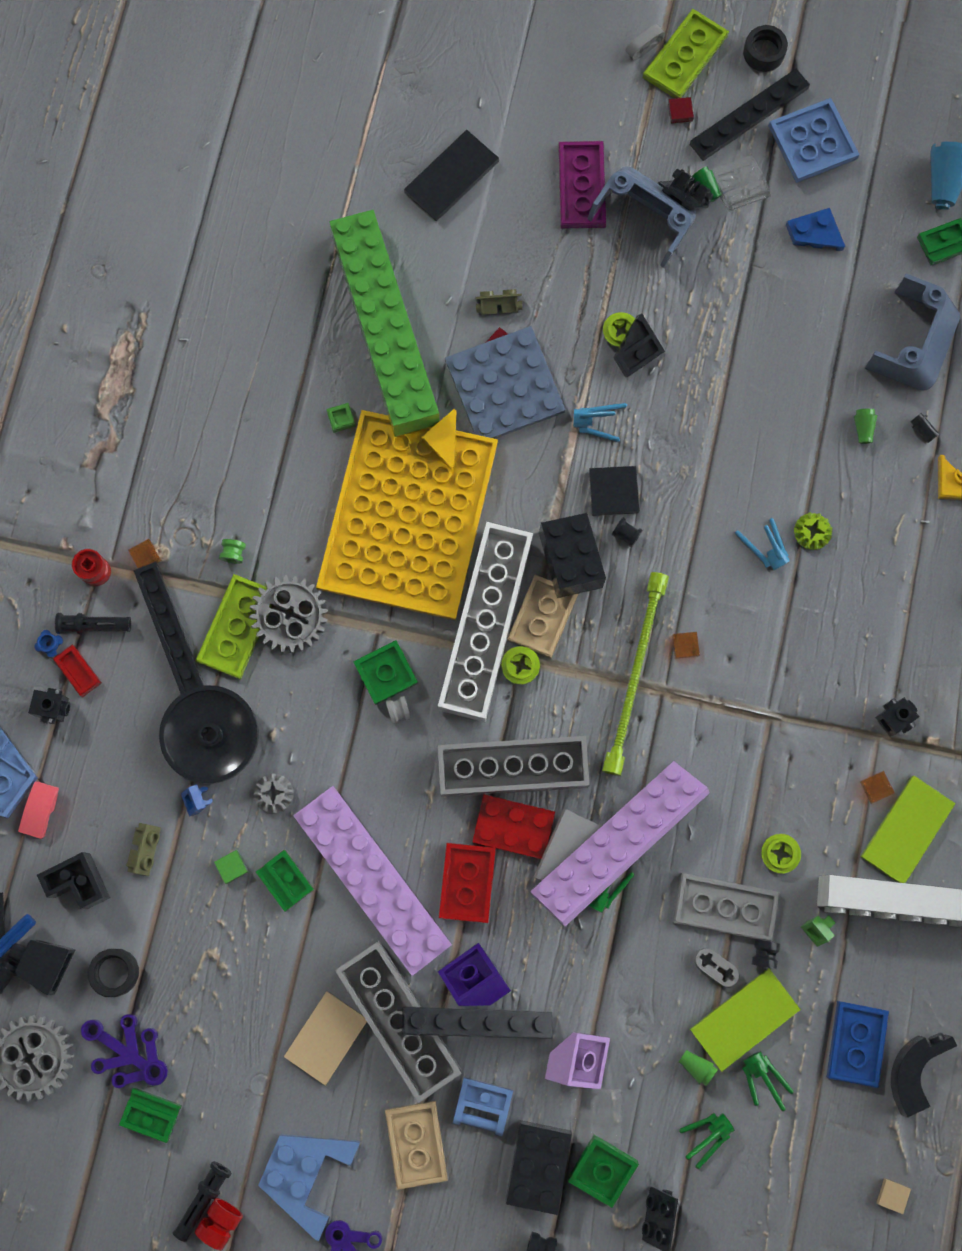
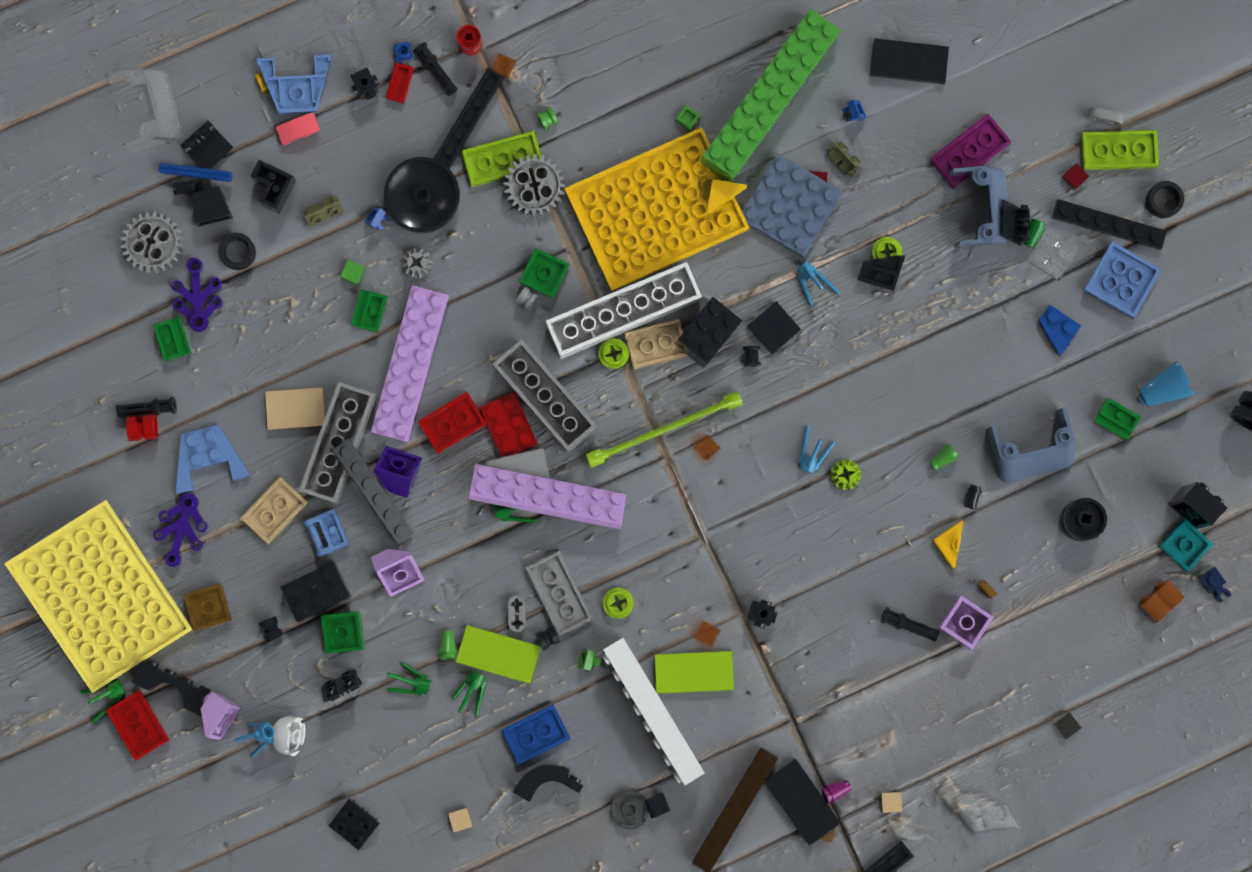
camera: 45 degrees right, 5 degrees up
(461, 256) = (856, 110): none -> blue tile

